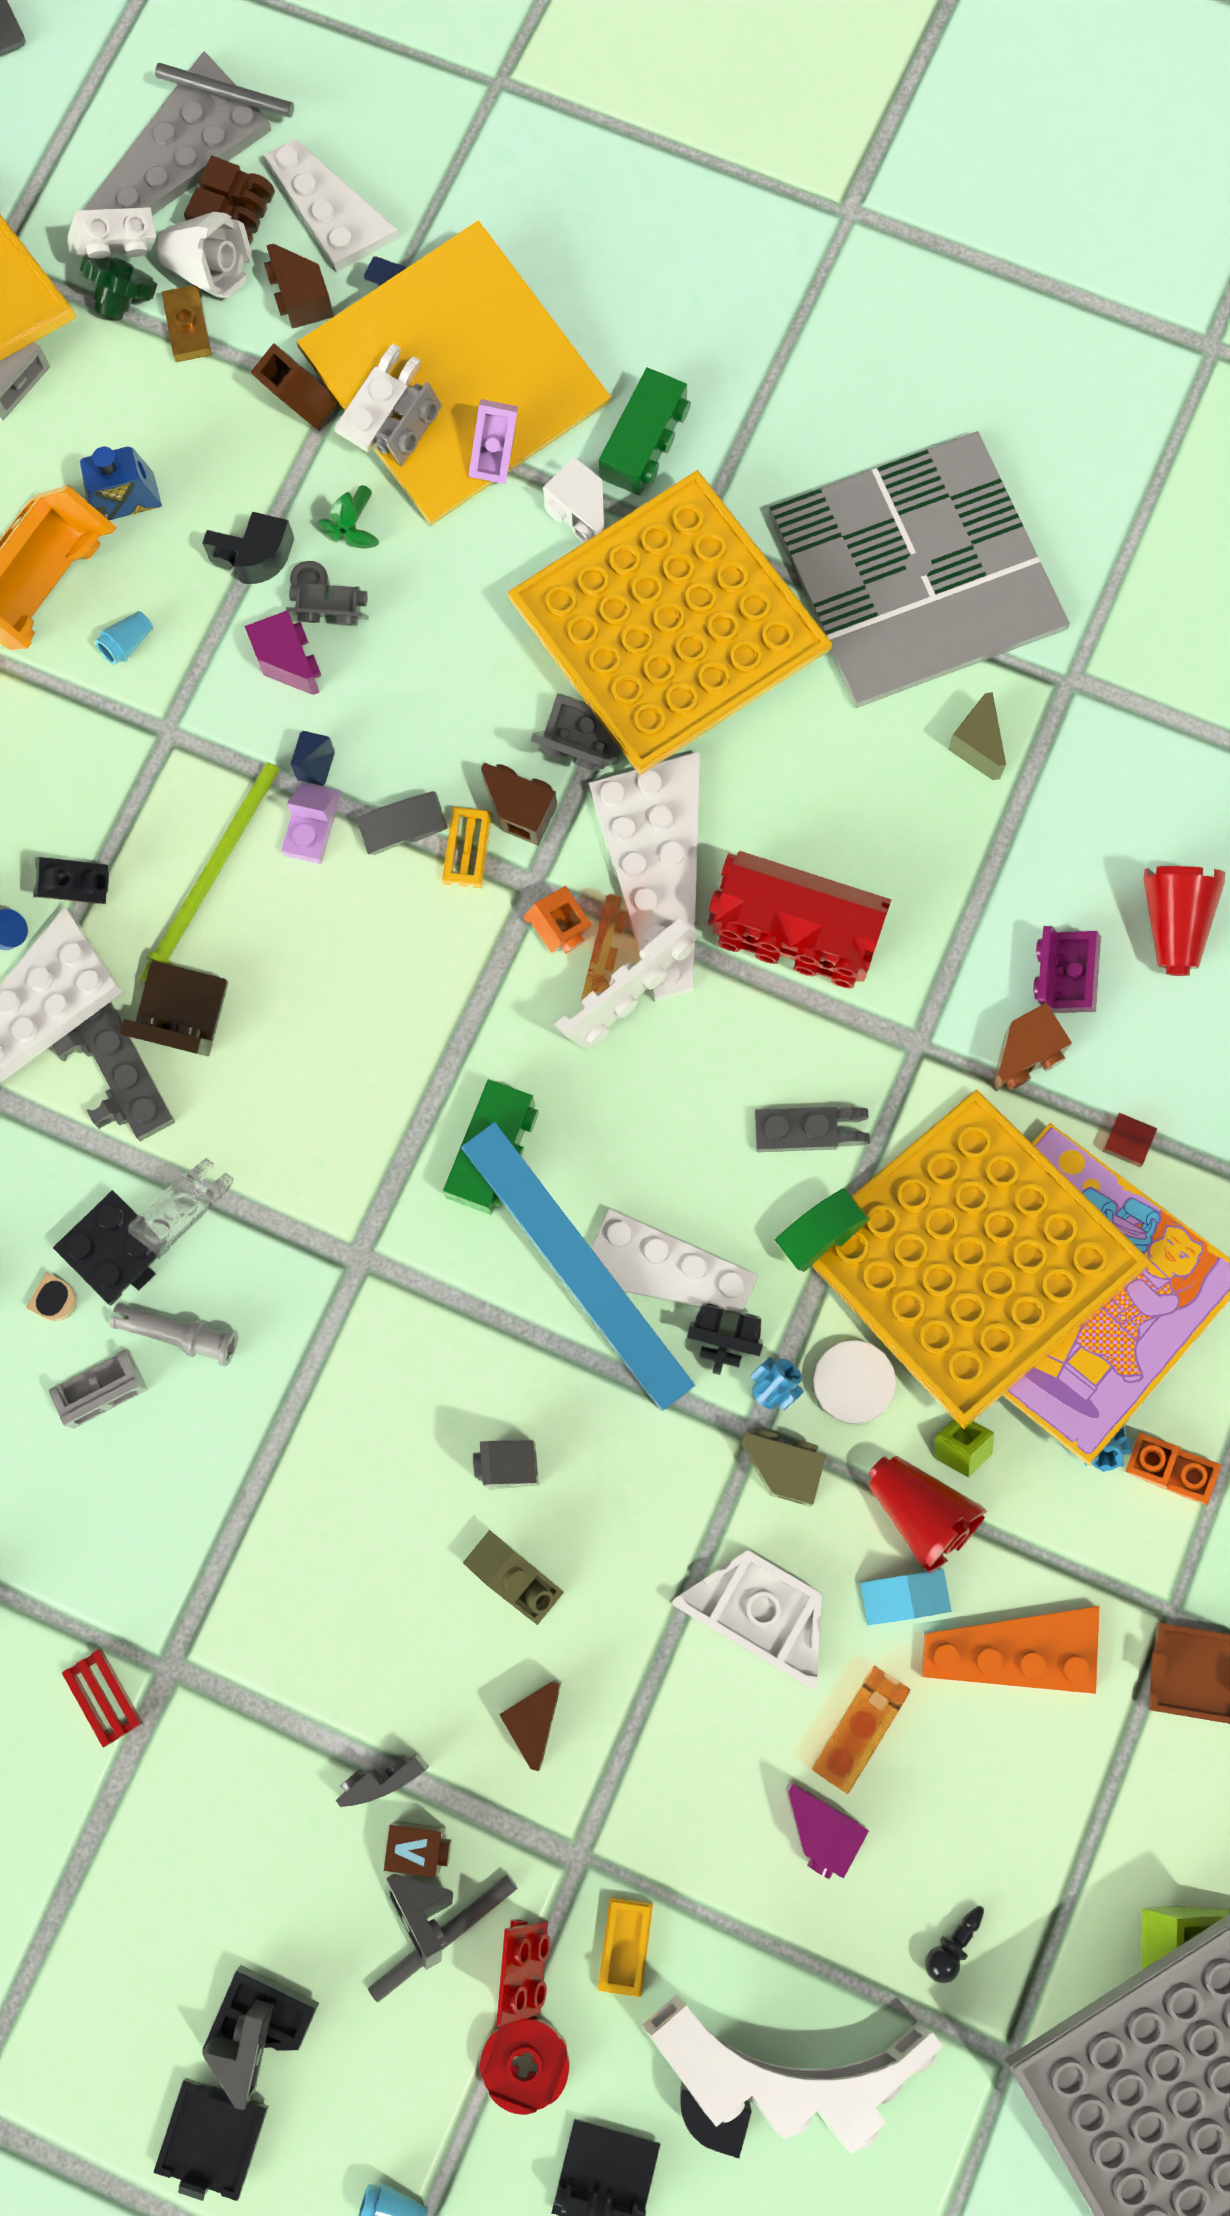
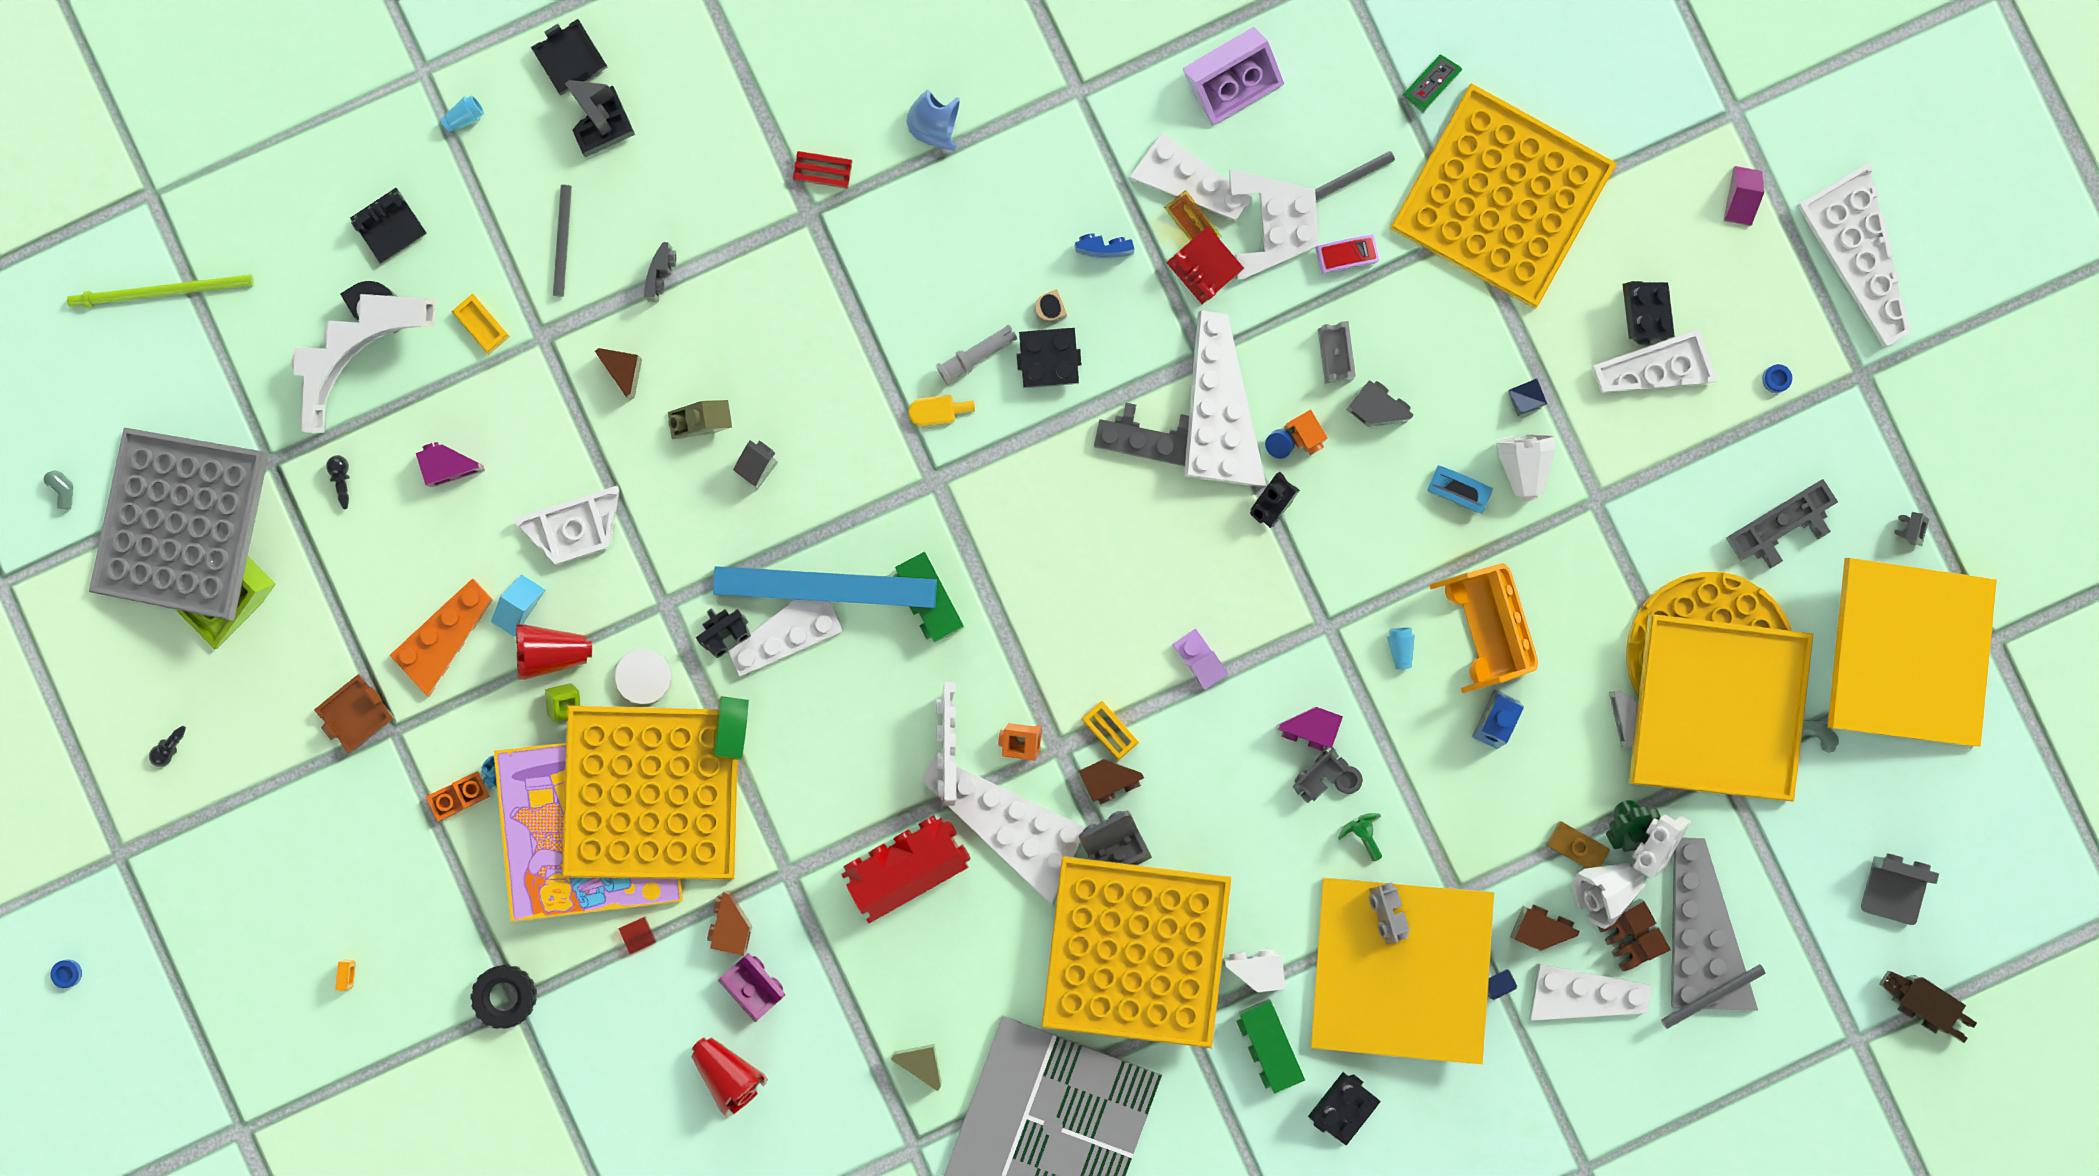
camera: 125 degrees right, 10 degrees up
(98, 1390) = (981, 291): light grey hinge -> none
(178, 1009) = (1150, 496): dark brown bracket -> none
(178, 1208) = (1037, 407): clear hinge -> none
(212, 868) = (1217, 577): lime bar -> none
(256, 555) = (1386, 765): black brick -> none
(275, 1321) = (937, 410): none -> yellow piece
(295, 386) = (1473, 871): reddish brown slope -> none
(312, 758) = (1234, 689): dark blue slope -> none
(376, 400) = (1417, 906): white hinge -> none
(402, 822) = (1153, 706): dark grey slope -> none
(415, 1903) = (588, 238): dark grey slope -> none
(416, 1849) = (612, 262): reddish brown brick -> none
(493, 441) = (1333, 950): lavender slope -> none
(501, 2076) = (455, 225): red plate -> none
(522, 1971) = (506, 259): red hinge -> none
(603, 954) = (982, 748): clear orange hinge -> none
(640, 316) = (1344, 1108): none -> black piece
(777, 1383) = (675, 635): dark azure gear -> none
(785, 1469) = (629, 601): olive slope -> none
(807, 1129) = (793, 771): dark grey hinge -> none
(859, 1731) = (475, 524): clear orange plate -> none

